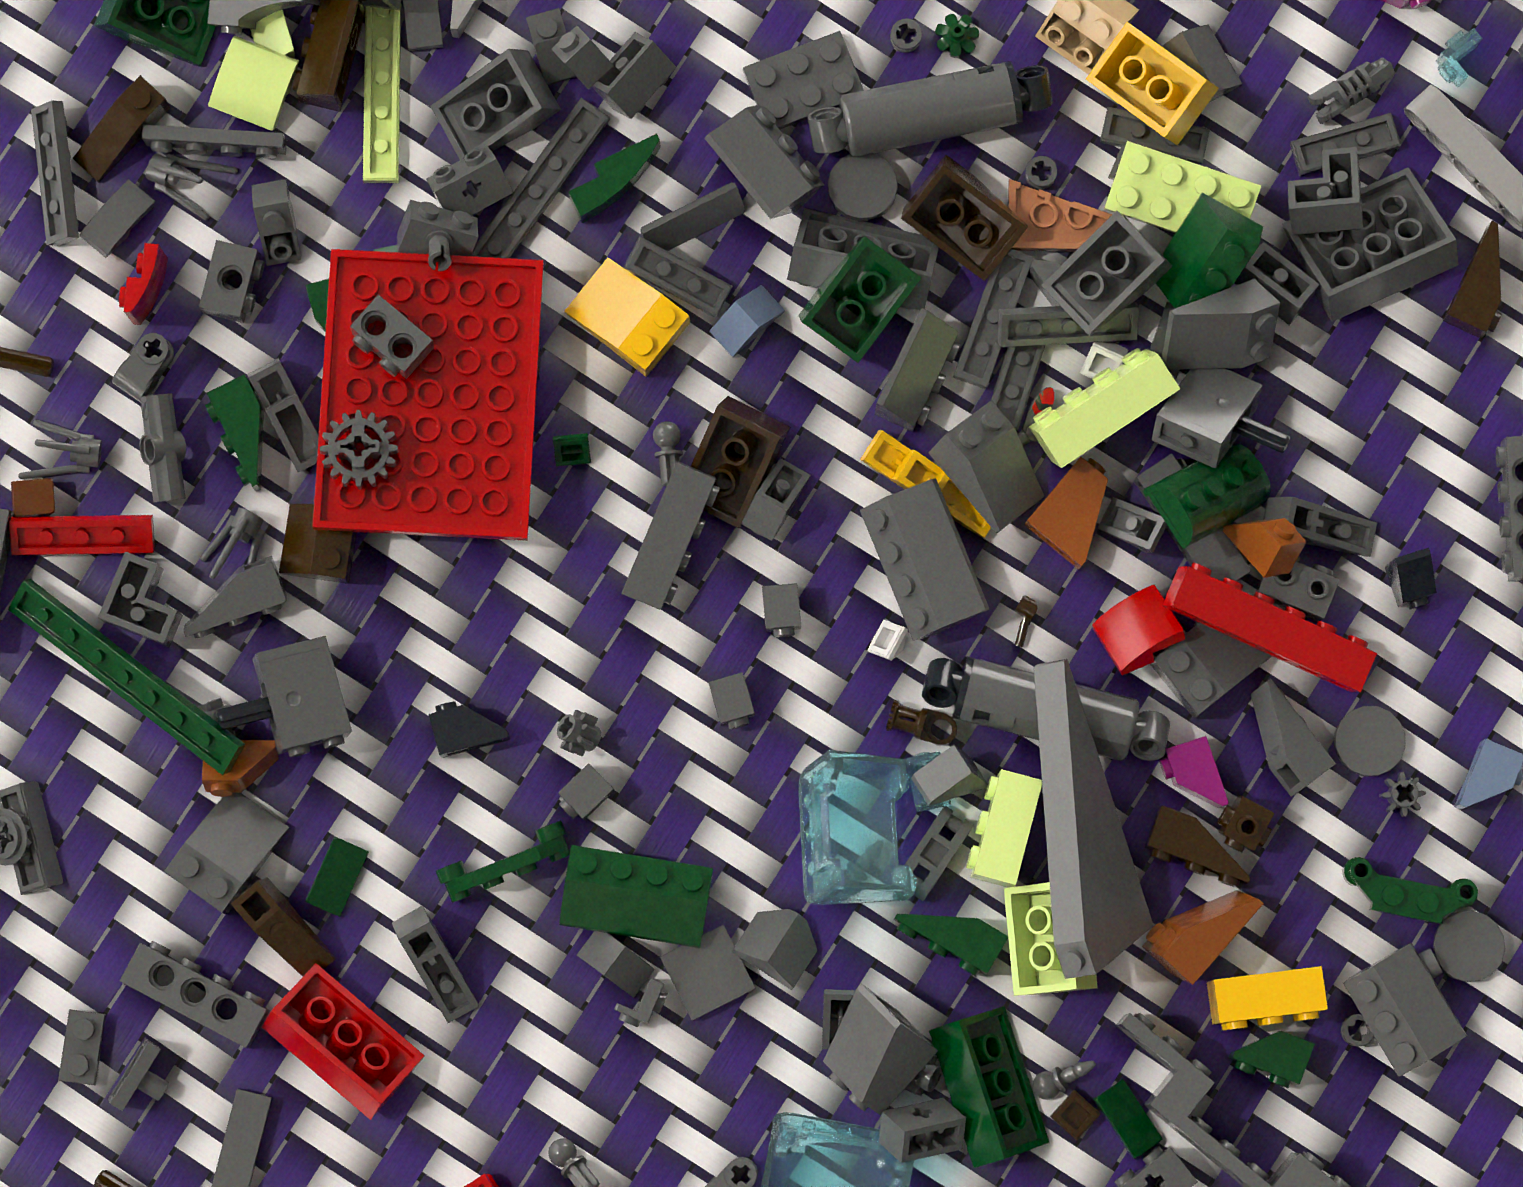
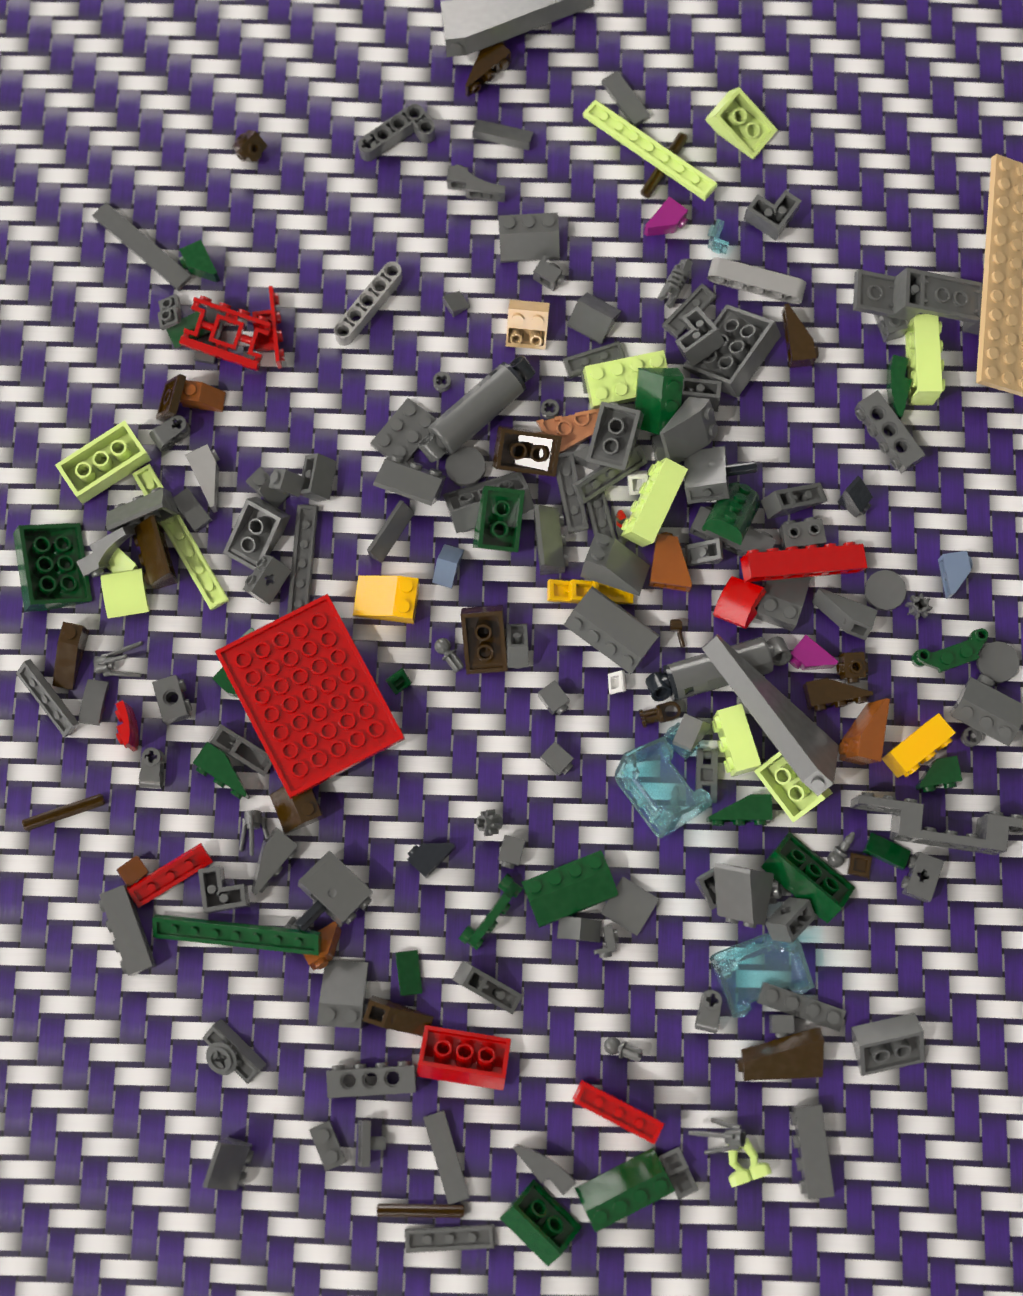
camera: 30 degrees left, 5 degrees down
(84, 452) = (145, 830): dark grey plant -> none
(162, 447) = (186, 804): dark grey piece -> none
(229, 142) = (115, 636): dark grey plate -> none
(276, 222) = (177, 656): dark grey slope -> none
(344, 449) = (297, 739): dark grey gear -> none
(397, 332) = (275, 671): dark grey brick -> none
(436, 233) = (264, 611): dark grey brick -> none
(614, 179) = (338, 534): dark green slope -> none
(669, 535) = (474, 693): dark grey brick -> none
(677, 277) = (400, 564): dark grey tile -> none
(778, 945) = (657, 870): dark grey slope -> none
(956, 35) = (467, 367): dark green plant -> none
(1152, 83) = (579, 332): yellow brick -> none
(1267, 544) = (778, 520): dark orange slope -> none

